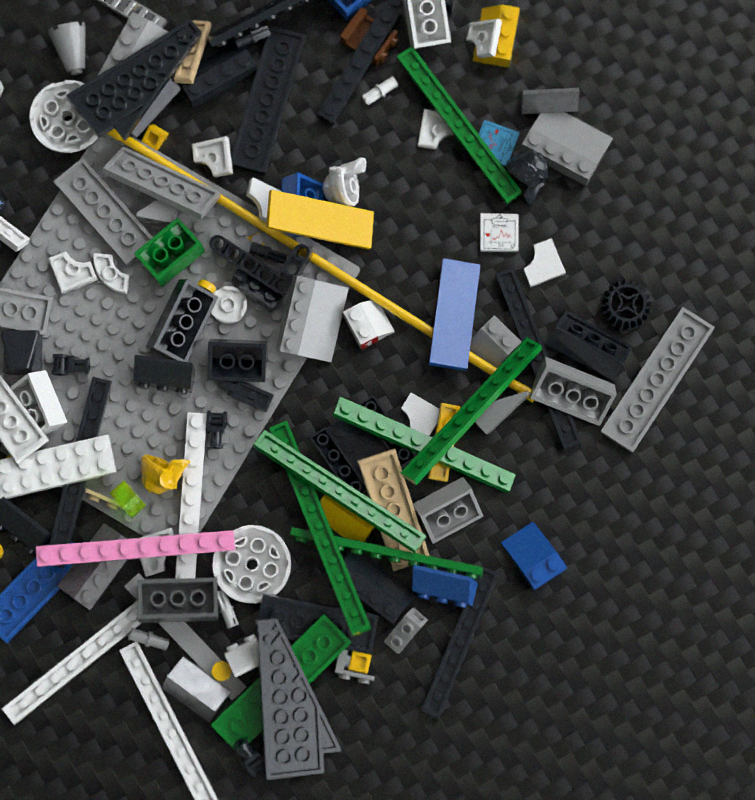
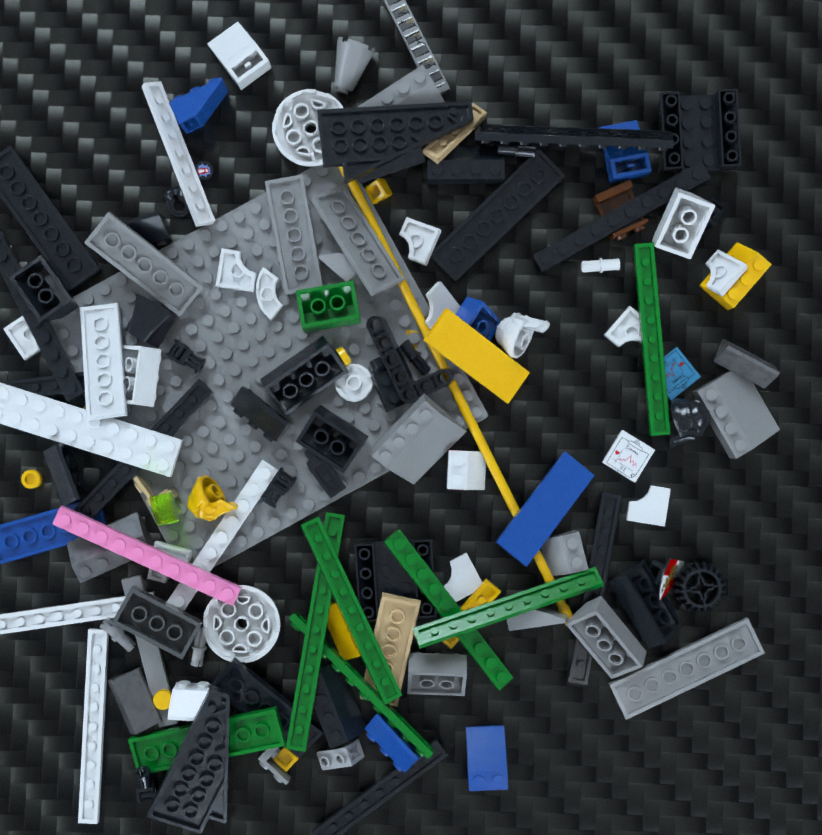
camera: 30 degrees right, 10 degrees up
(591, 310) = (666, 574): none -> shield

